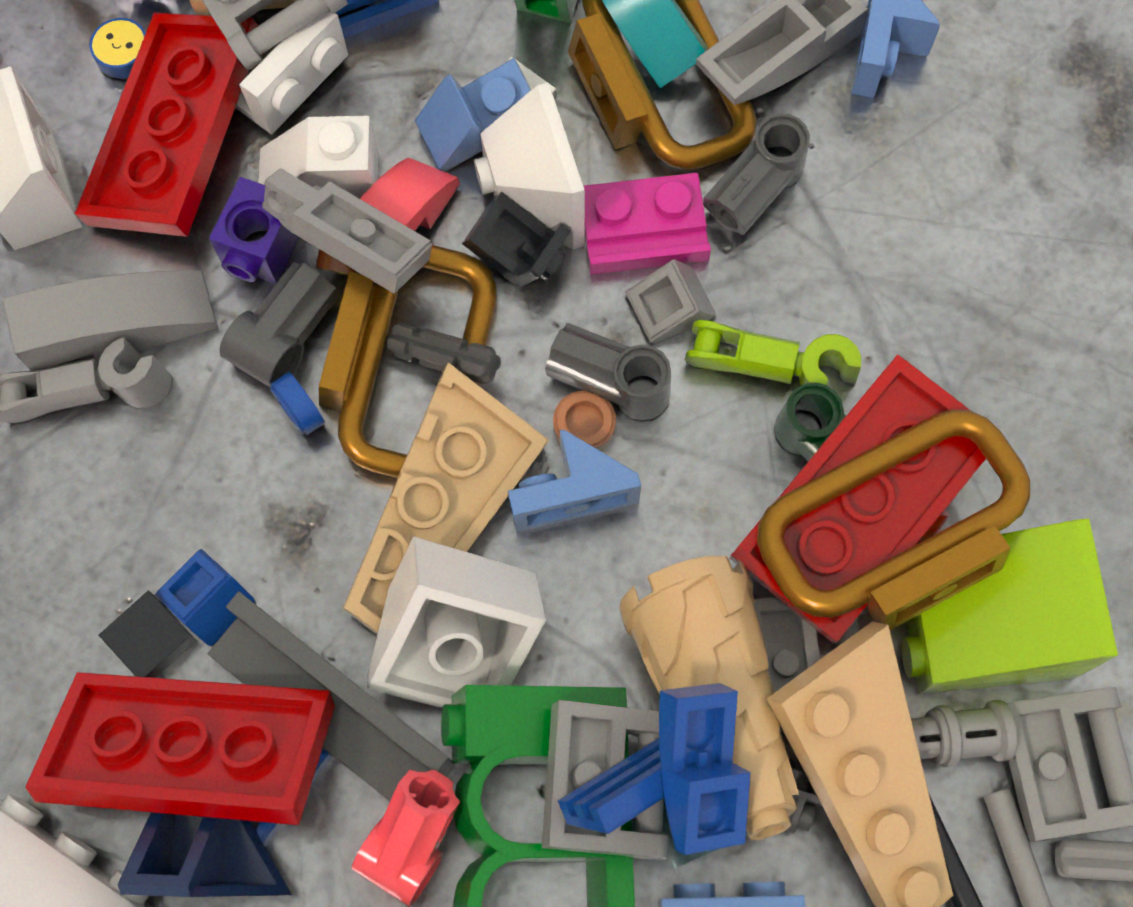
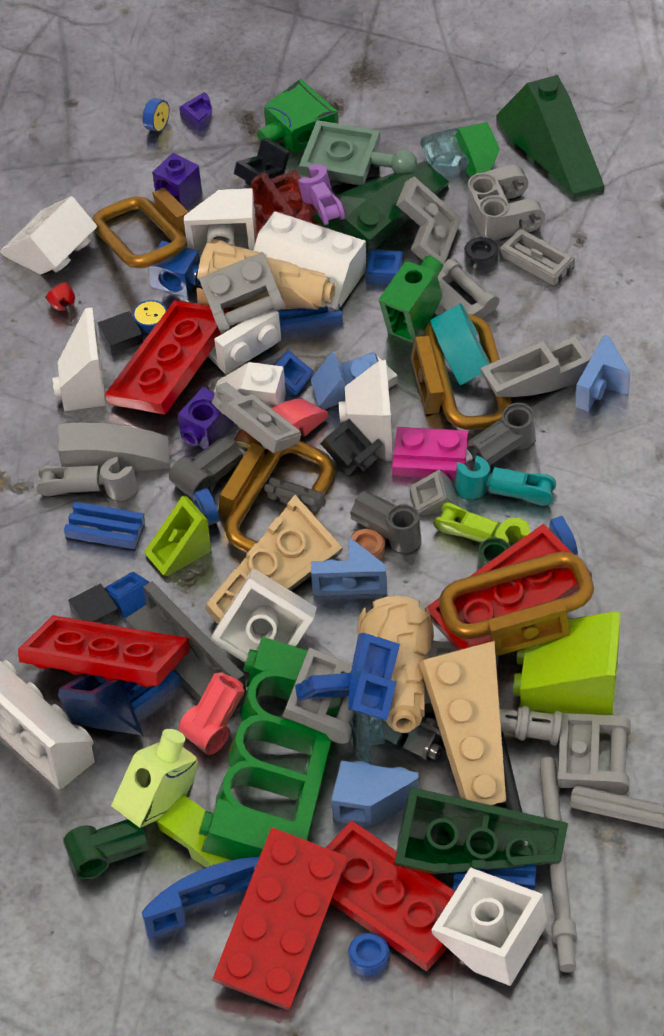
camera: 15 degrees right, 20 degrees down
(77, 86) = (120, 332): none -> black tile
(84, 443) = (105, 520): none -> blue tile
(265, 478) = (180, 539): none -> lime slope
(386, 108) = (295, 372): none -> blue slope
(779, 260) = (503, 482): none -> teal piece
(912, 346) = (562, 531): none -> blue tile

